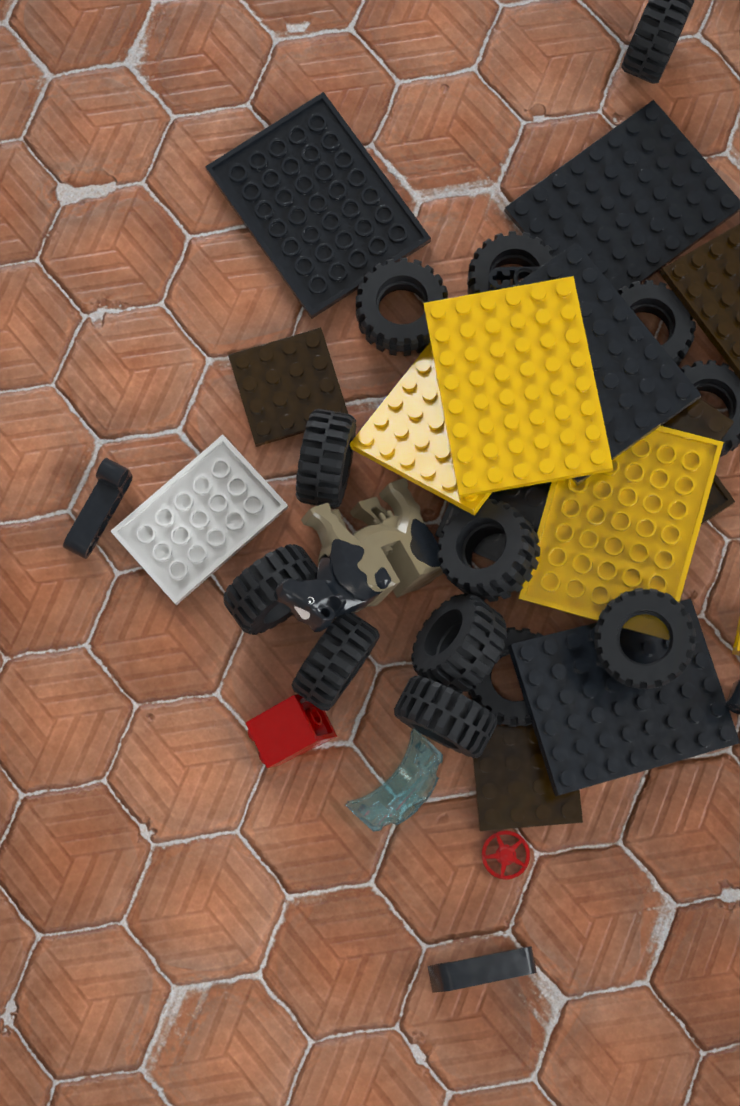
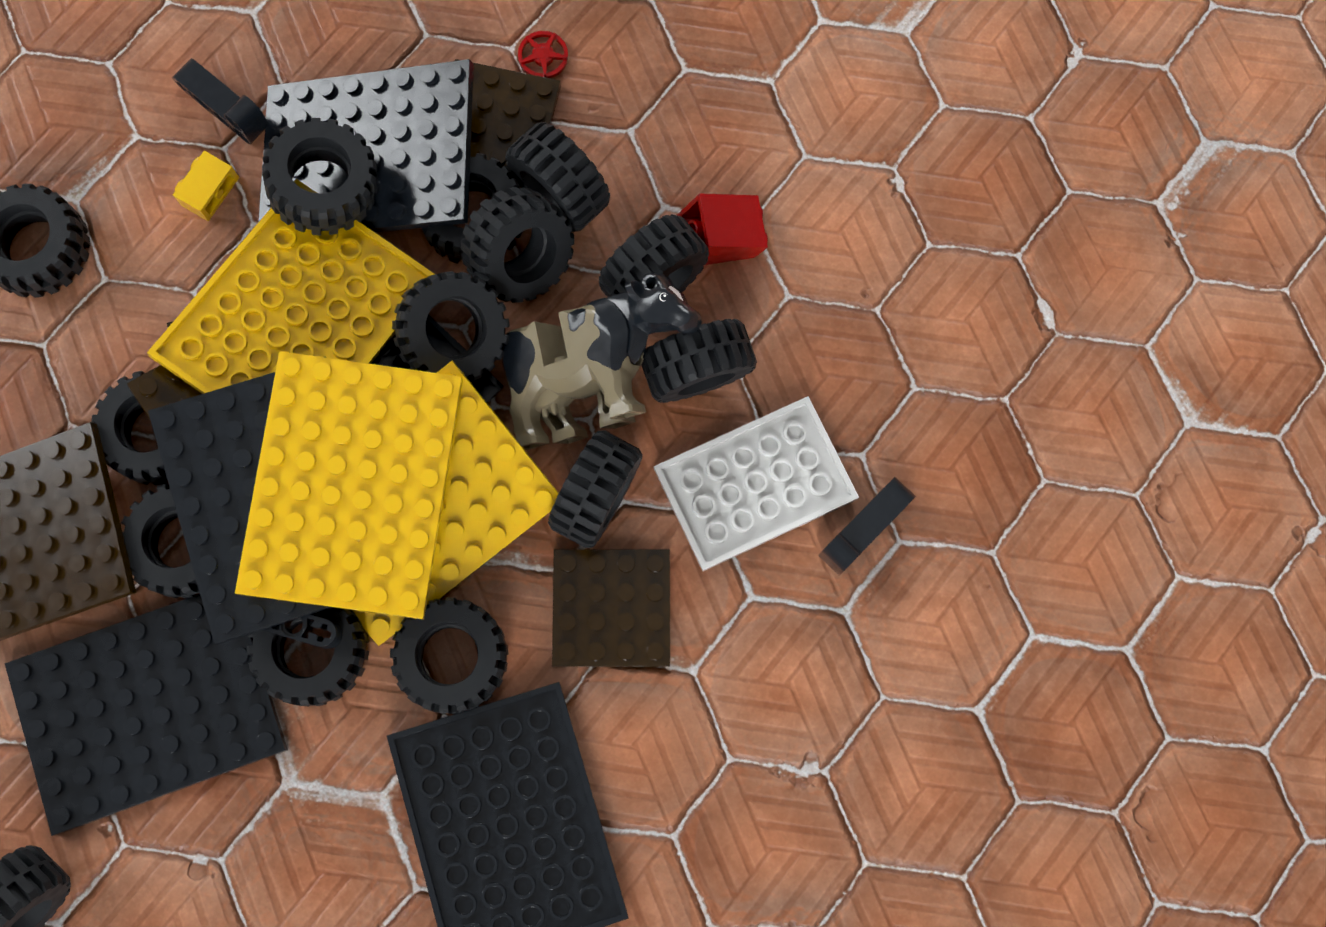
camera: 170 degrees left, 0 degrees up
(404, 790) = (634, 138): clear light blue windscreen -> none

